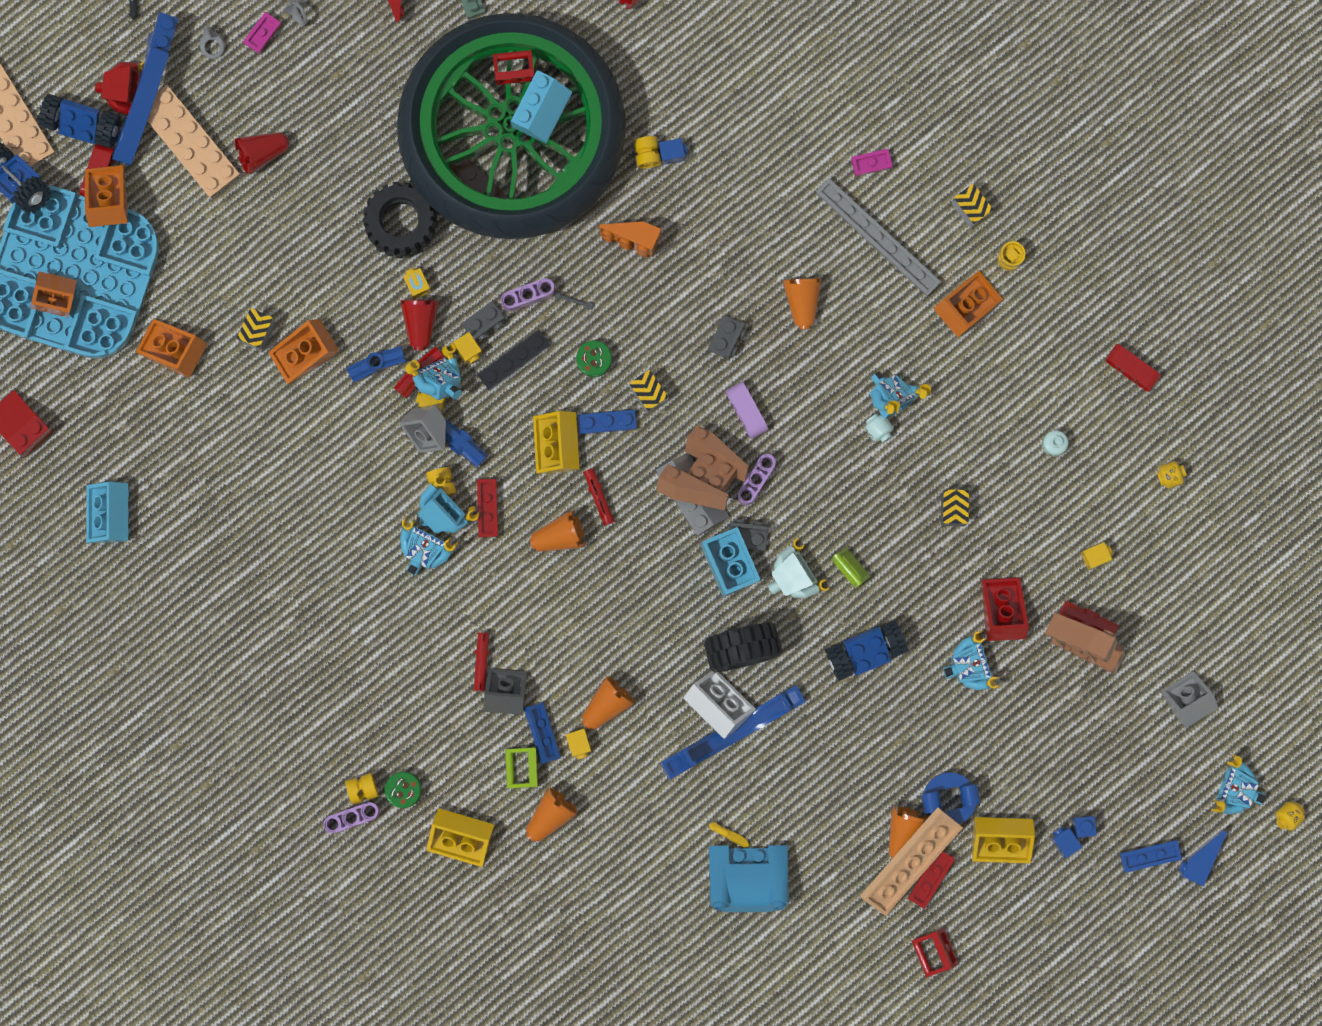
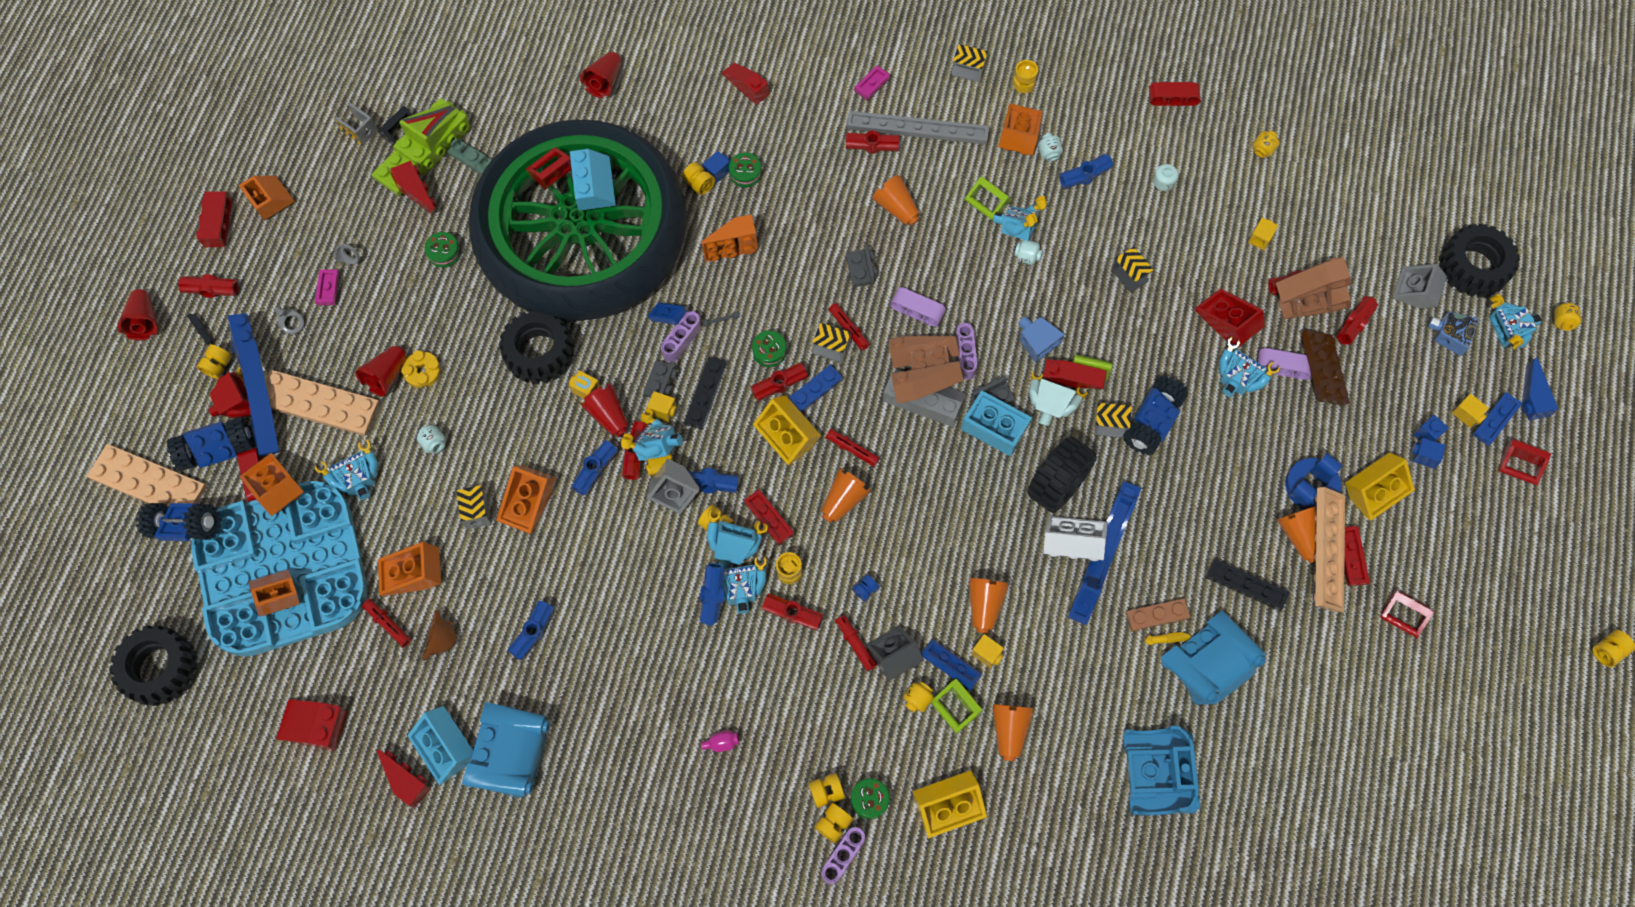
camera: 30 degrees left, 15 degrees down
(60, 523) = (402, 782): none -> red slope
(122, 357) = (370, 607): none -> red pin
(131, 37) = (216, 355): none -> yellow wheel
(153, 555) = (507, 751): none -> dark azure piece
(161, 423) = (441, 636): none -> dark orange hat
(178, 229) = (354, 473): none -> medium azure torso
(224, 474) = (524, 641): none -> blue piece
(260, 243) = (431, 439): none -> light aqua head
(303, 173) = (422, 379): none -> yellow plate
(321, 664) = (721, 741): none -> dark pink plant
(367, 758) = (819, 793): none -> yellow wheel
(382, 65) = (442, 249): none -> green head
(394, 543) = (711, 593): none -> blue piece
(456, 611) = (780, 607): none -> red piece
(471, 564) = (789, 568): none -> yellow wheel
(497, 740) = (918, 697): none -> yellow head
(521, 623) = (865, 588): none -> blue wheel
(530, 266) = (667, 313): none -> blue plate
(567, 393) = (768, 386): none -> red piece
(638, 930) = (1161, 772): none -> dark azure piece
(675, 363) = (848, 325): none -> red pin
(695, 171) = (745, 170): none -> green head
(736, 811) = (1157, 615): none -> nougat plate
(759, 80) = (748, 82): none -> red slope
(816, 215) = (864, 142): none -> red piece
(826, 567) = (1074, 375): none -> red slope
(826, 839) = (1247, 585): none -> black plate
(827, 511) = (1039, 337): none -> medium blue torso
(828, 628) = (1112, 420): none -> piece
(896, 349) = (982, 182): none -> lime tile
(978, 341) = (1050, 147): none -> light aqua head
(978, 385) = (1078, 175): none -> blue piece
(1015, 683) = (1291, 364): none -> lavender beam
(1043, 711) = (1325, 368): none -> reddish brown plate
(1108, 690) = (1357, 320): none -> red piece
(1133, 834) = (1471, 411): none -> yellow brick
(1147, 901) = (1526, 453): none -> red tile
(1182, 758) = (1454, 331): none -> torso
(1282, 705) = (1491, 244): none -> black tyre

